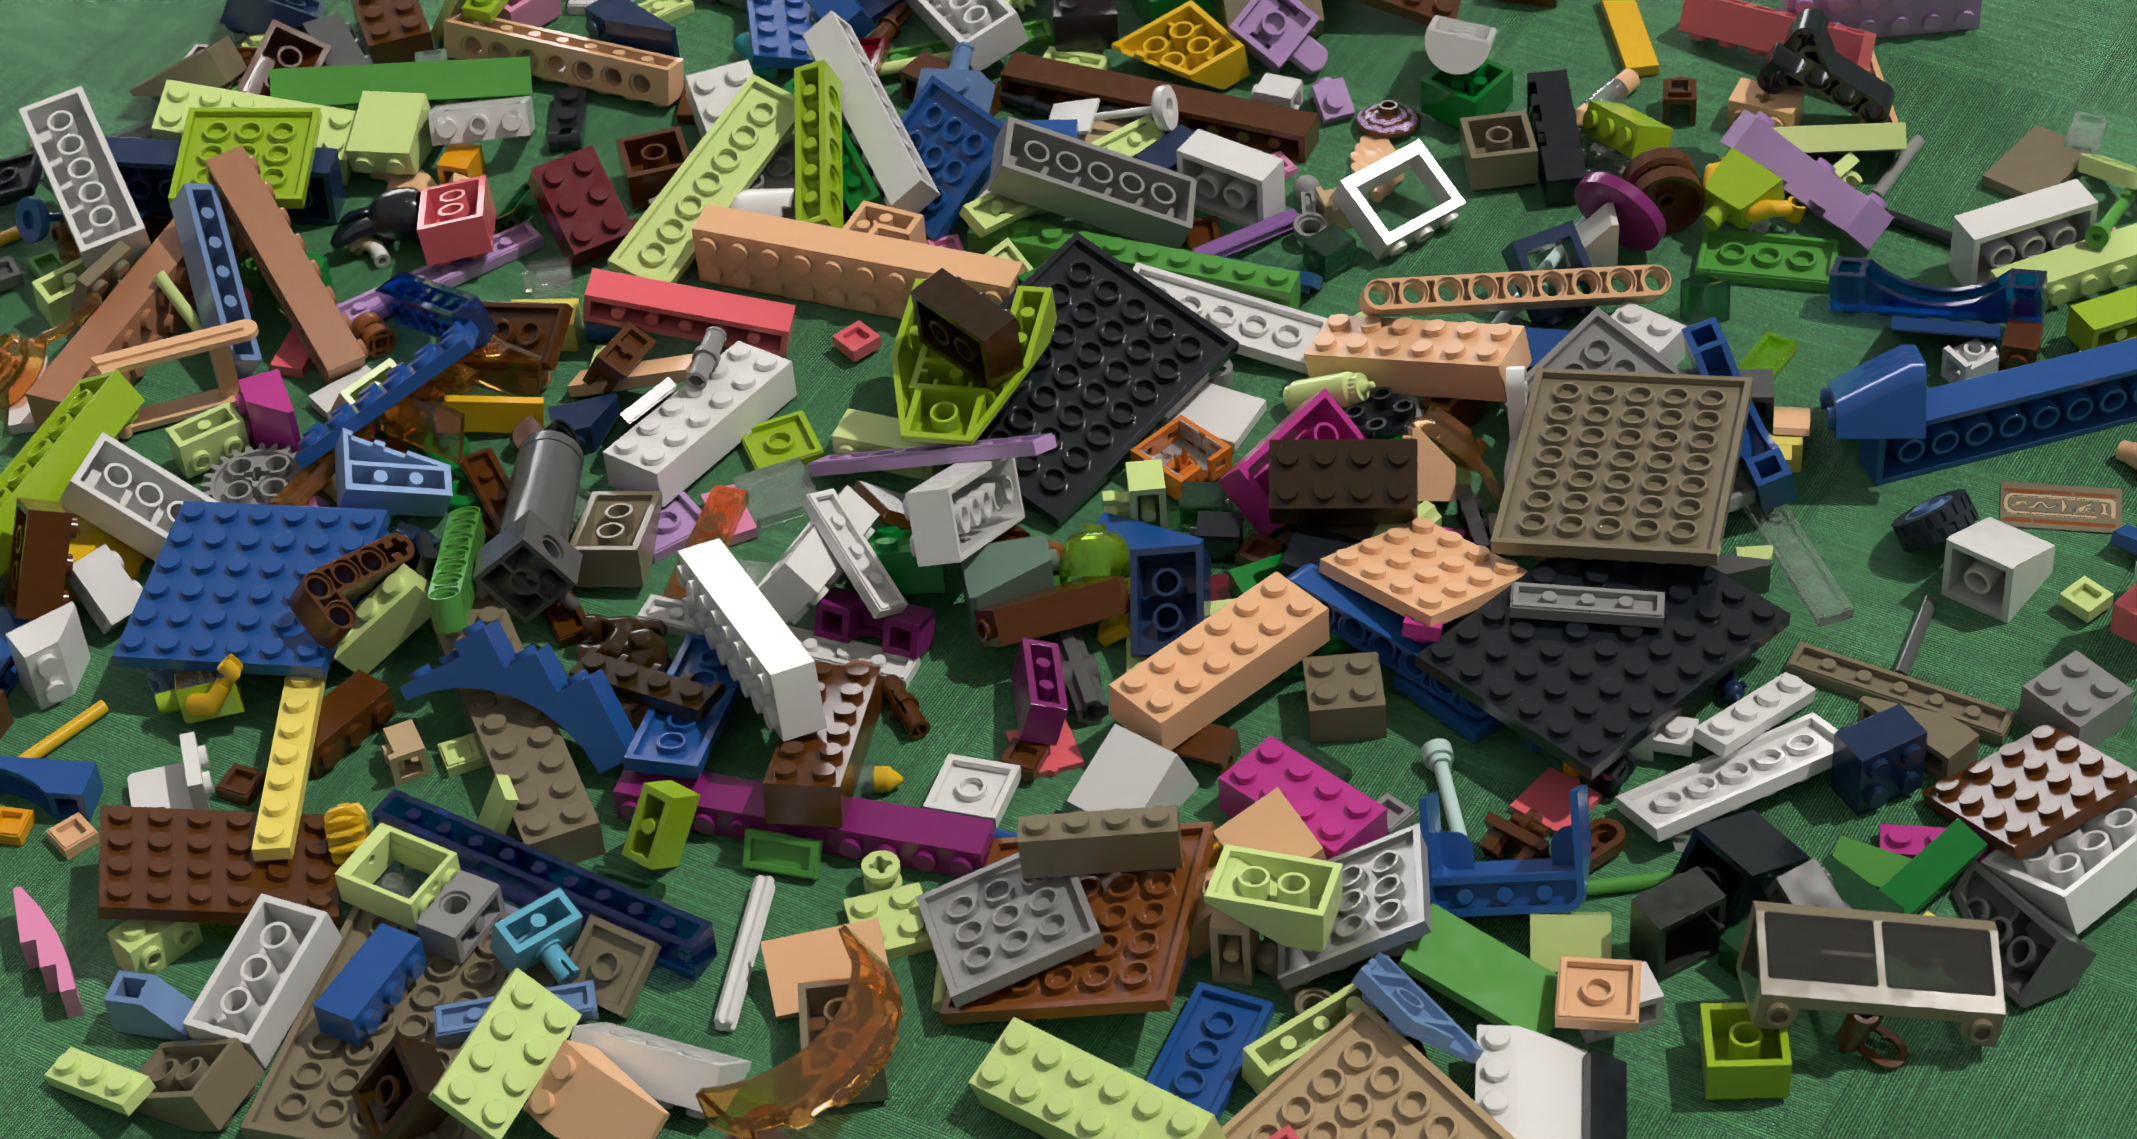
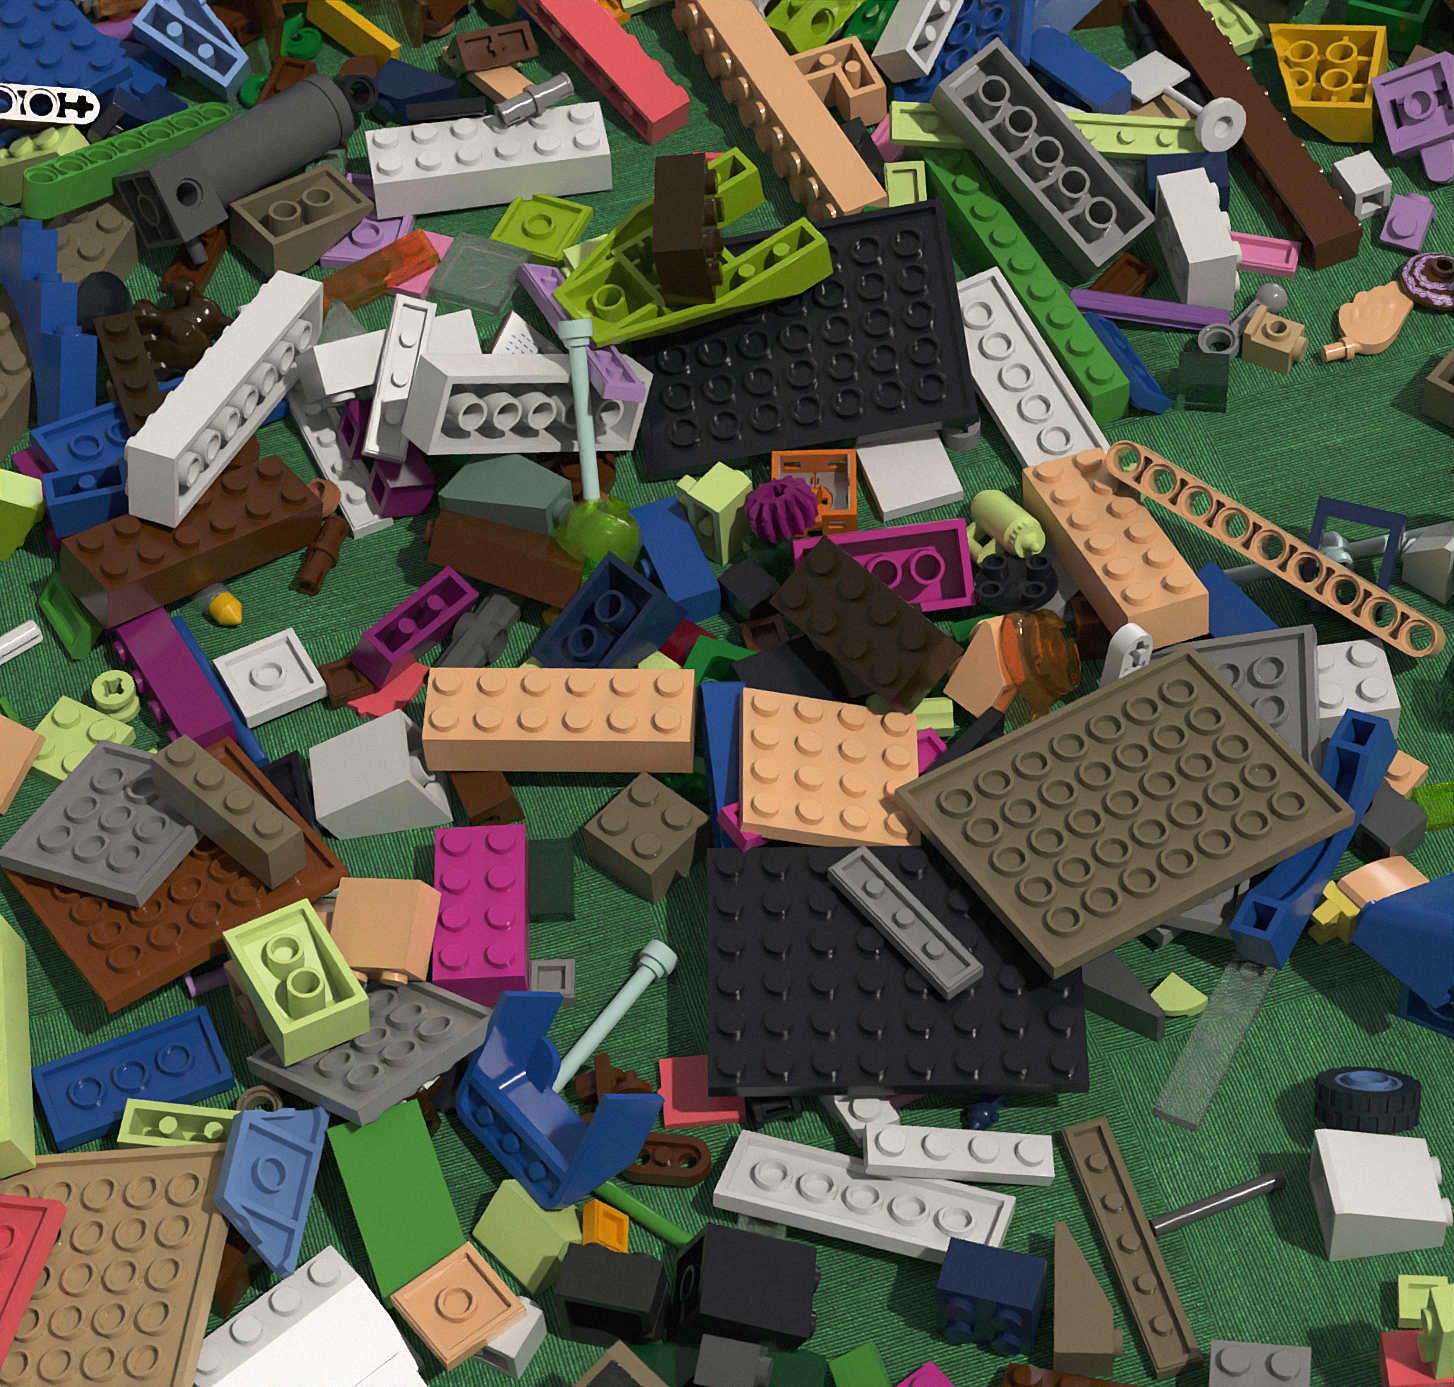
camera: 45 degrees right, 10 degrees up
(728, 761) = (86, 496): none -> blue brick
(974, 432) = (576, 337): none -> light aqua piece
(1195, 464) = (781, 508): none -> magenta gear
(1368, 225) = (1318, 332): white window -> none
(1610, 902) = (605, 1226): none -> light orange tile

